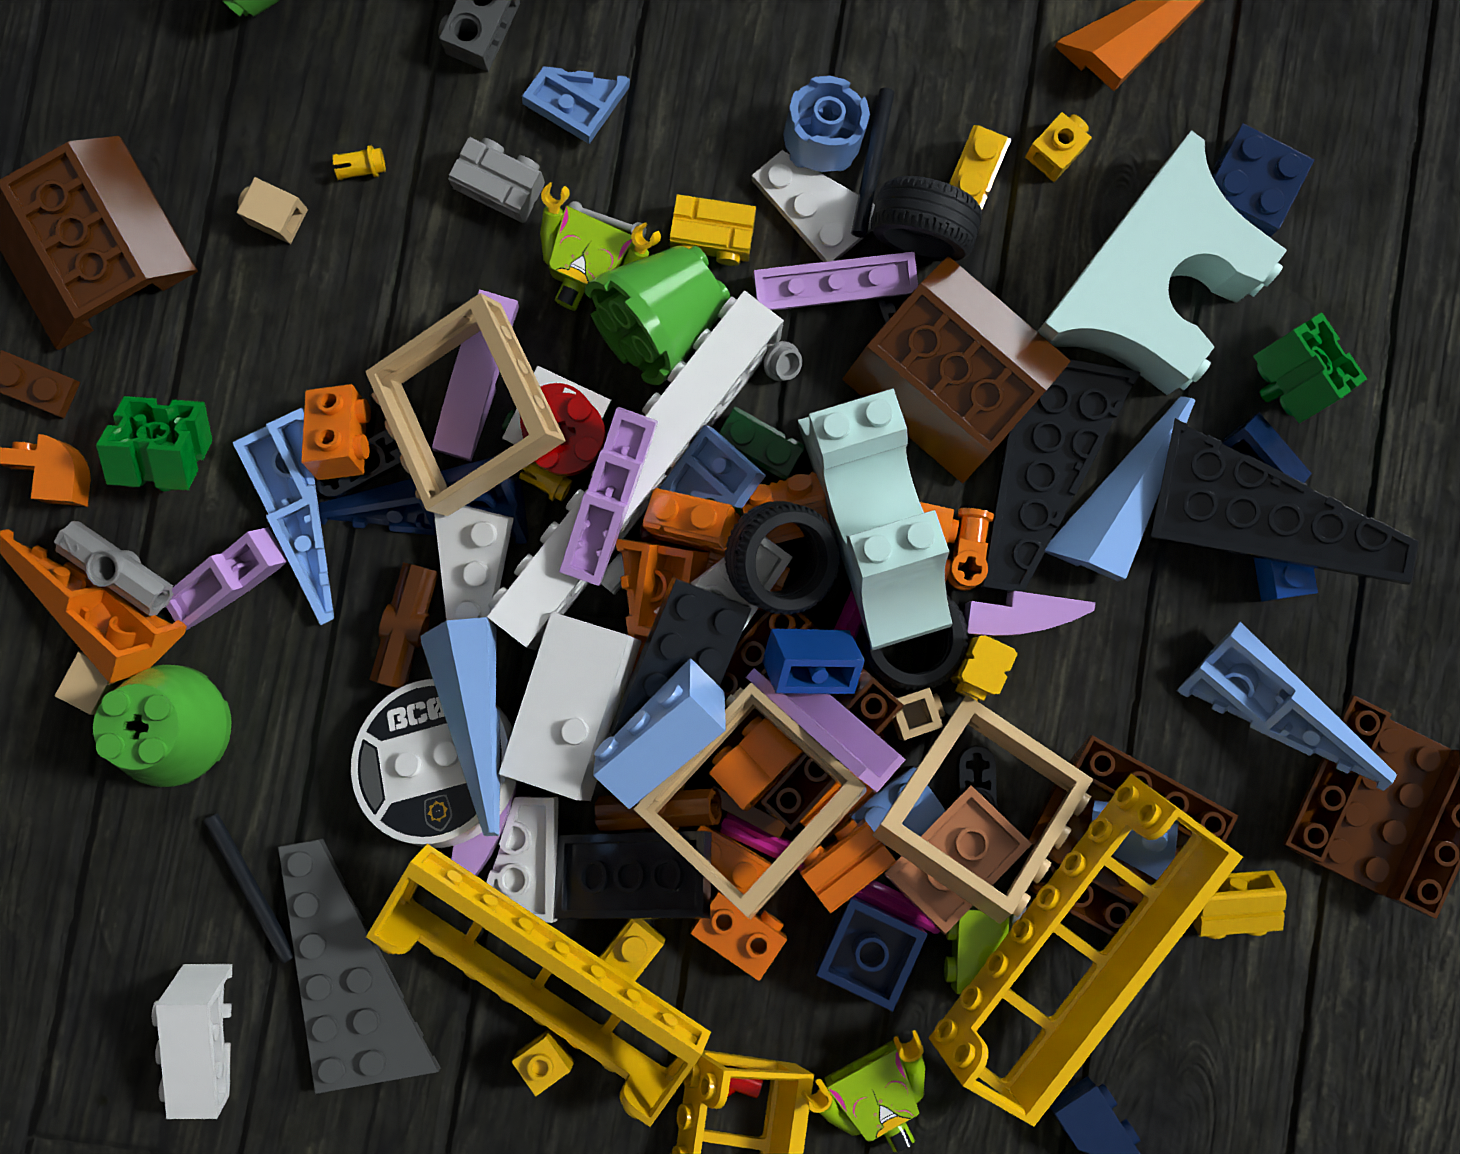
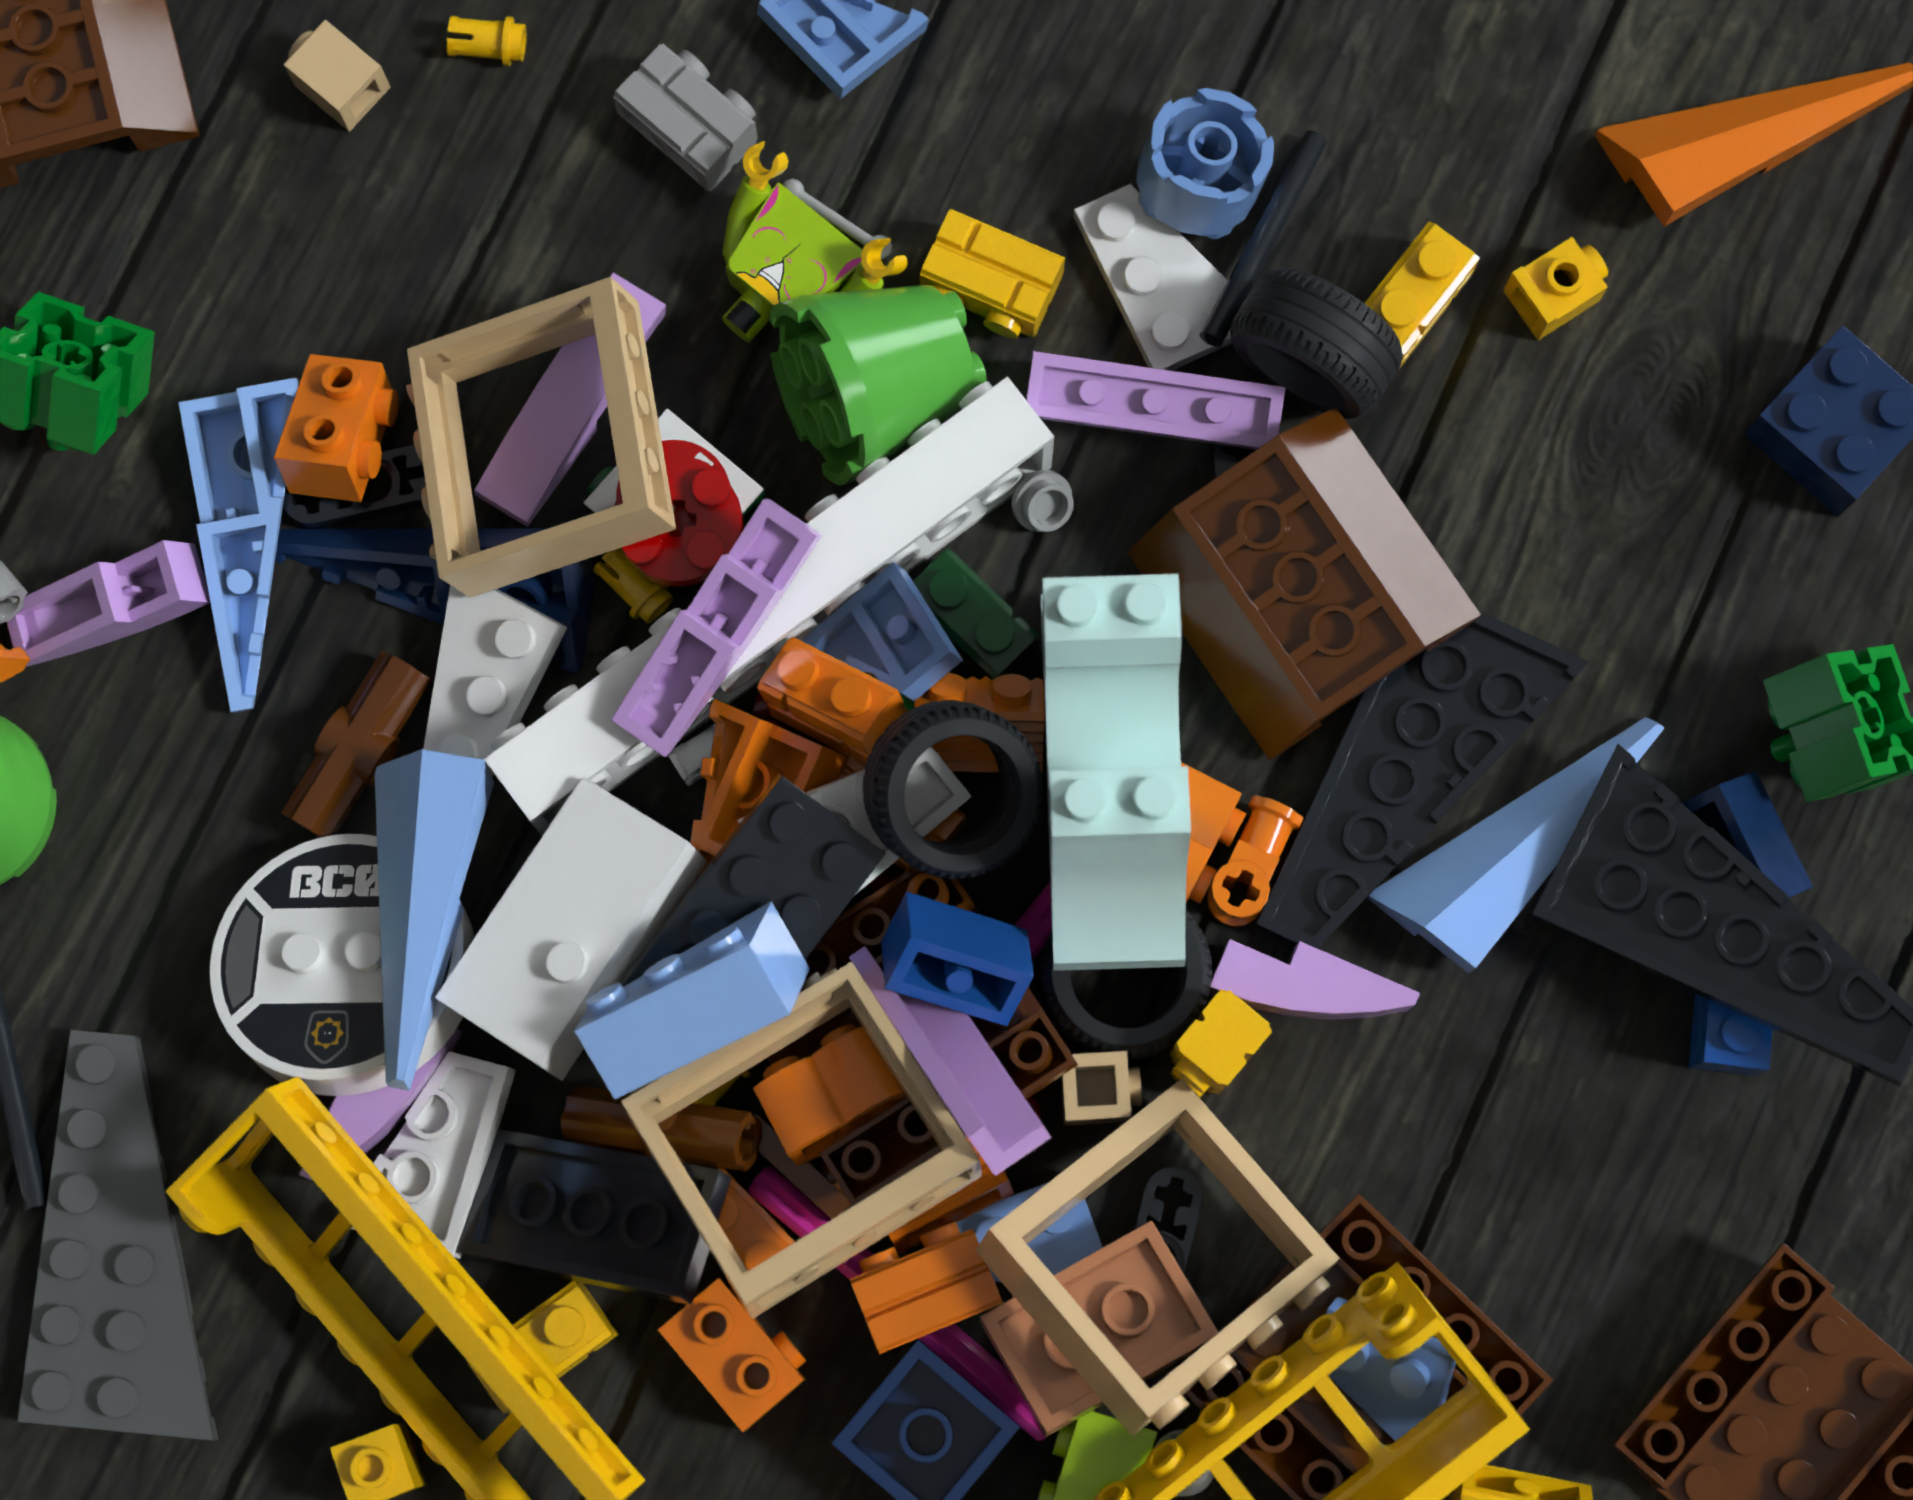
camera: 20 degrees right, 5 degrees down
(1171, 230) = (1680, 459): light aqua piece -> none
(1259, 688) = (1641, 1195): light blue wedge -> none

